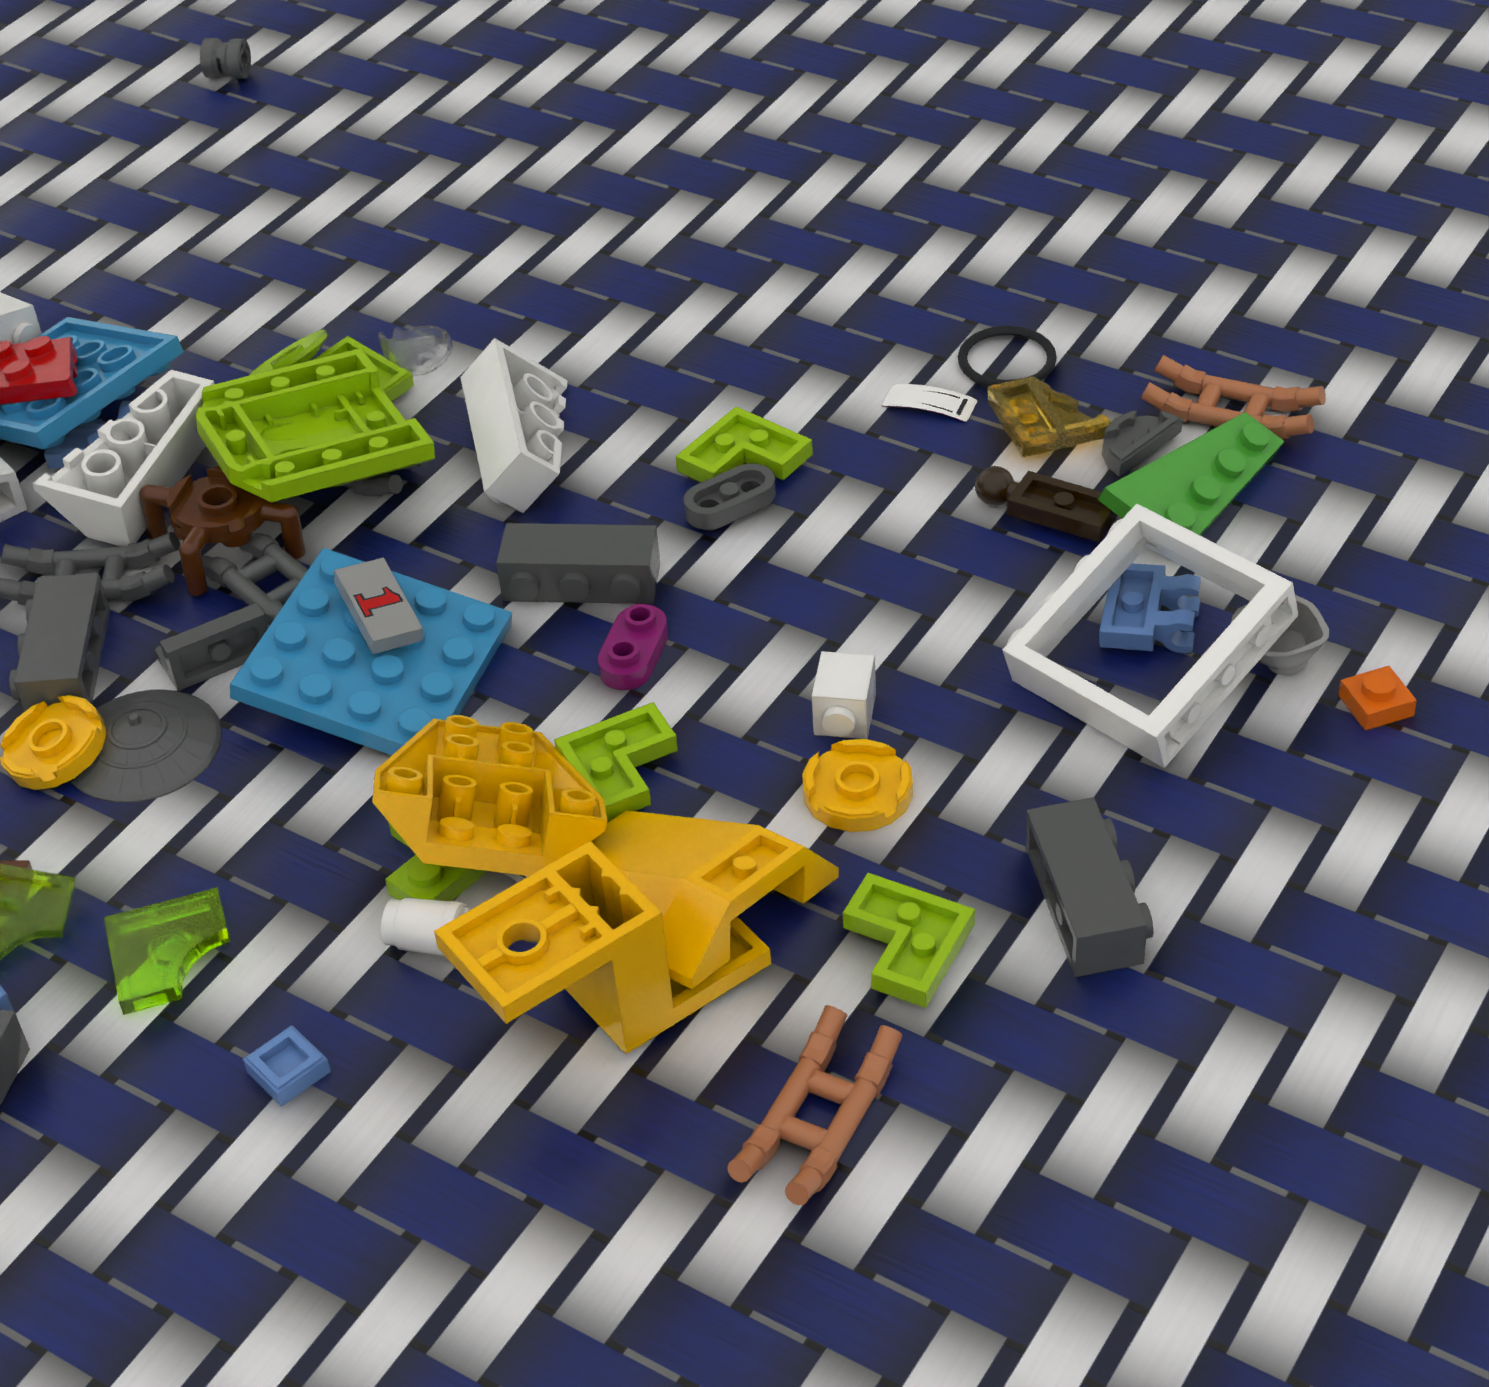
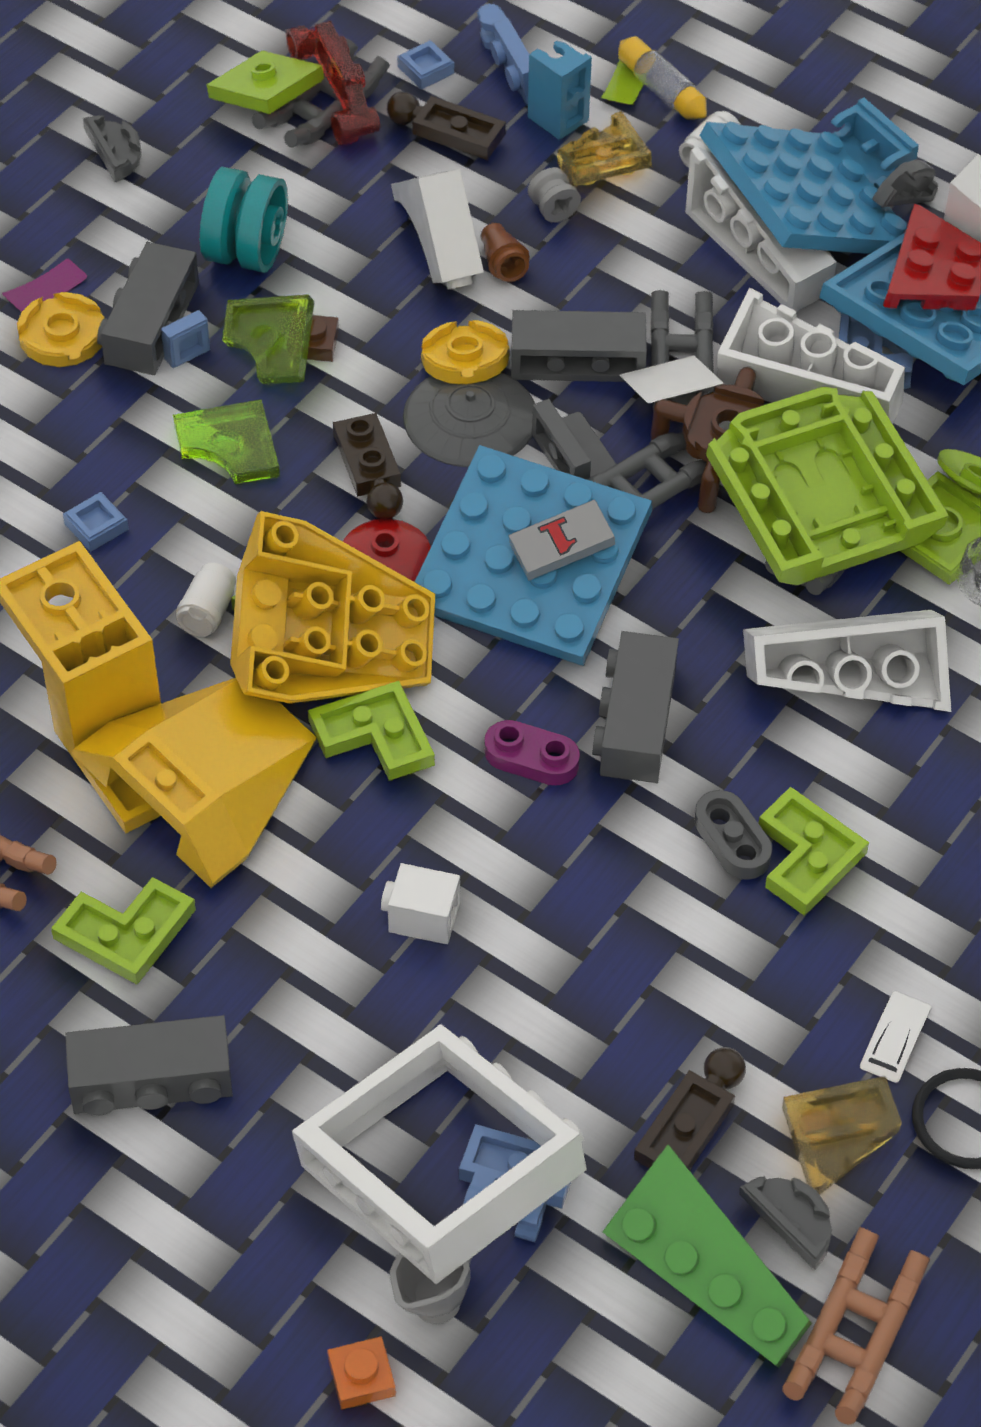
camera: 90 degrees right, 10 degrees up
(138, 557) = (671, 379): none -> white sticker
(218, 809) = (370, 464): none -> dark brown plate
(340, 794) = (404, 542): none -> red dish
(857, 785) = (322, 914): yellow tile -> none

